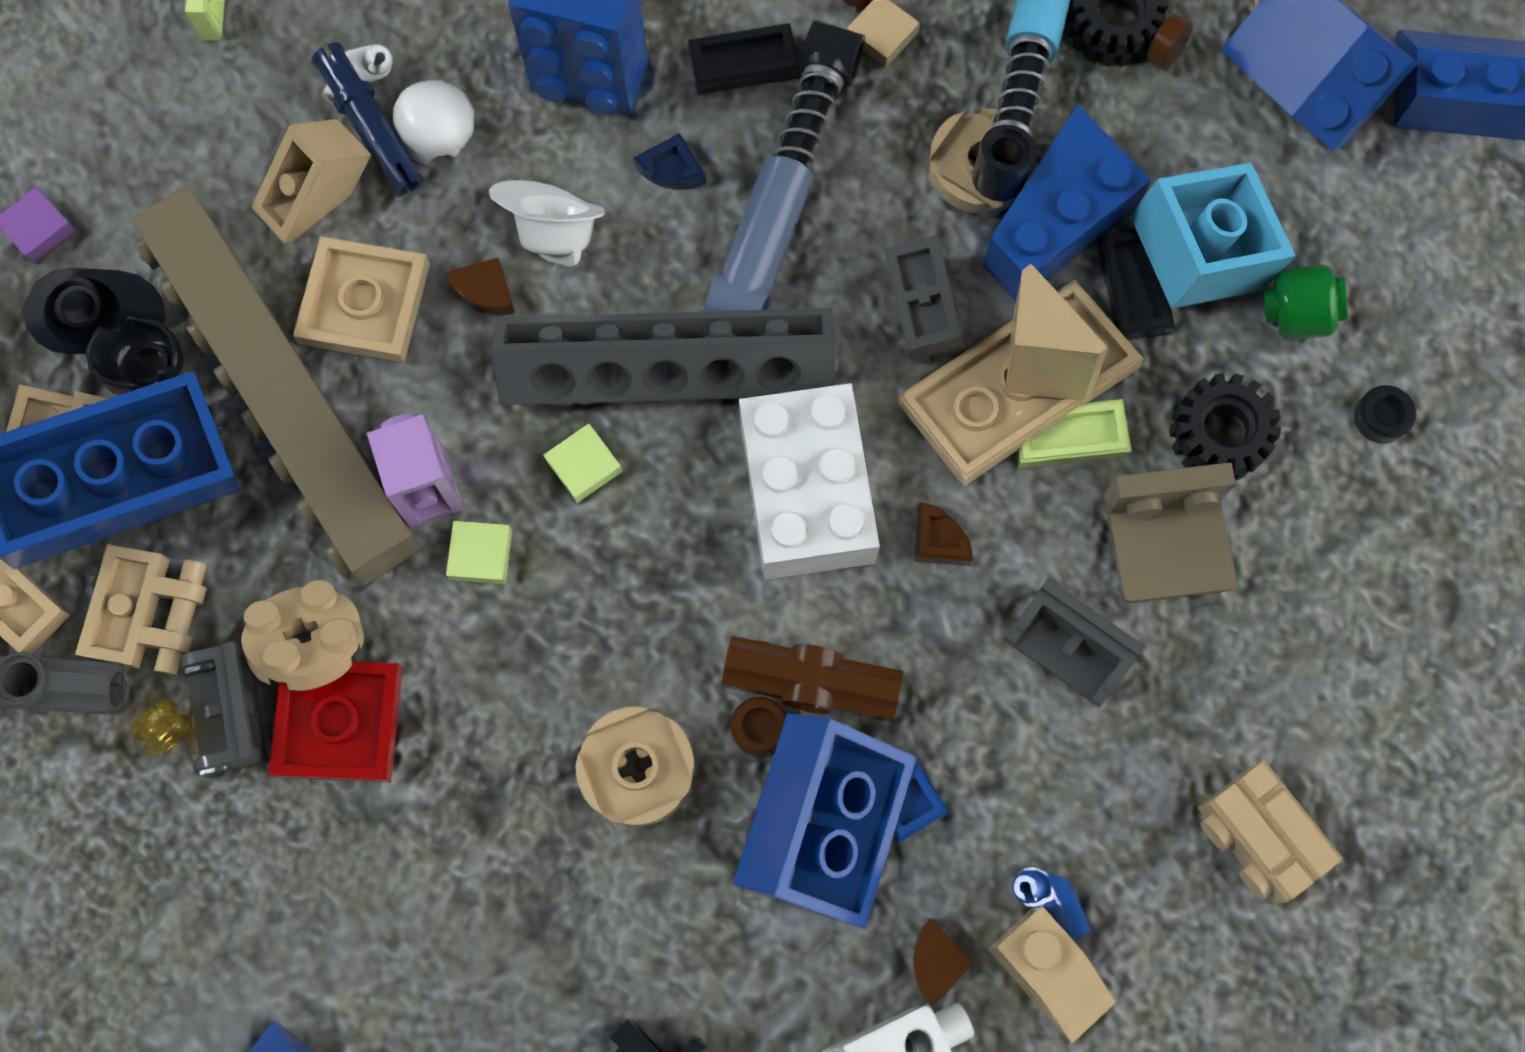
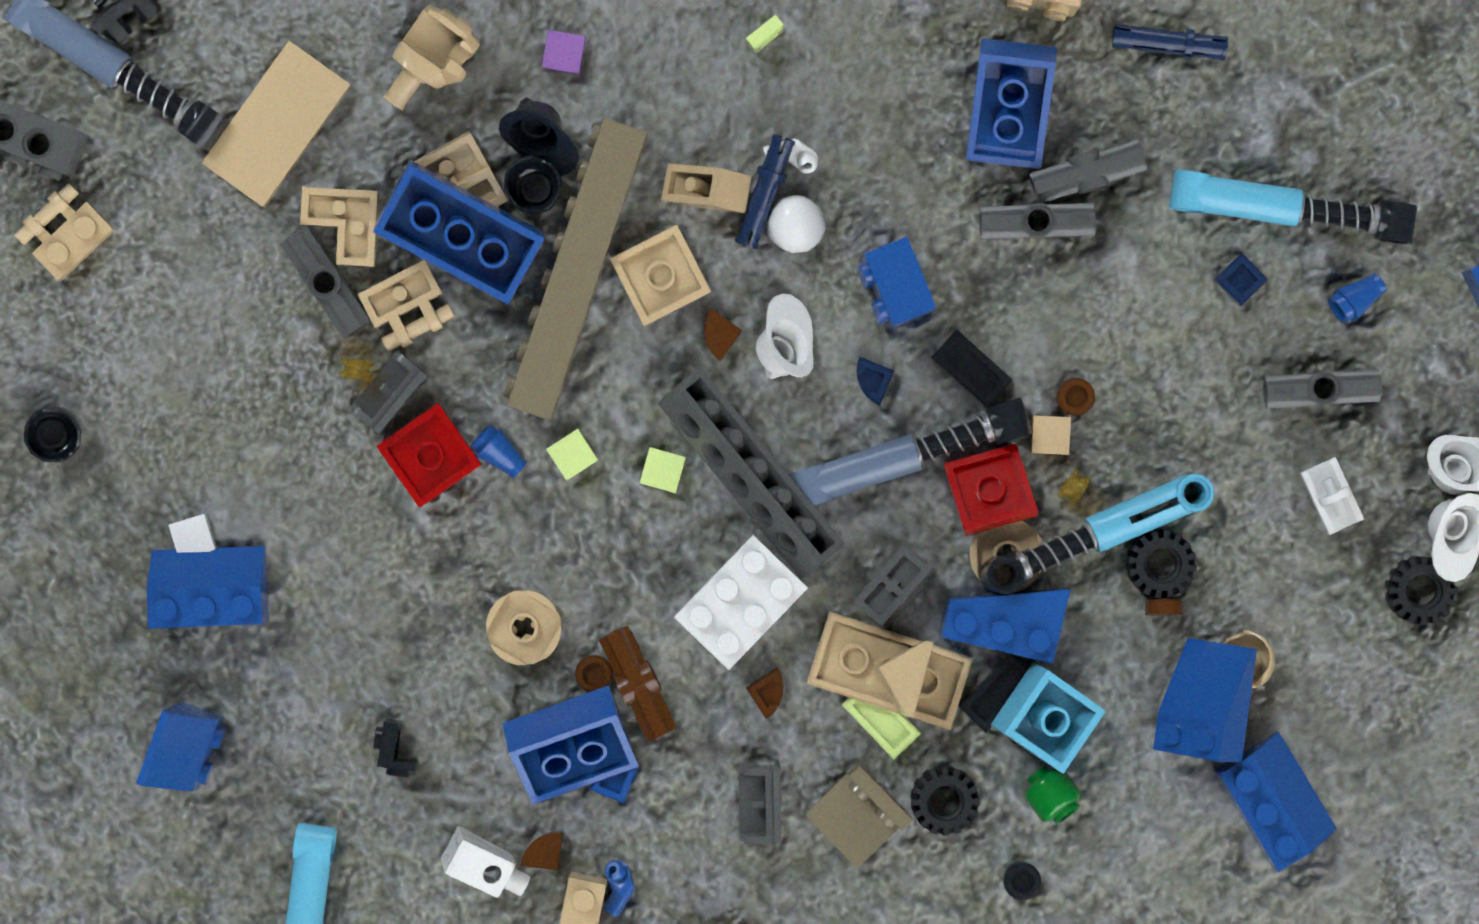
camera: 50 degrees right, 15 degrees up
(313, 609) = (437, 411): tan plate -> none
(399, 633) = (497, 450): none -> blue cone
(414, 469) = (585, 393): lavender brick -> none
(895, 120) = (990, 489): none -> red plate
(960, 40) = (1074, 487): none -> clear yellow bush

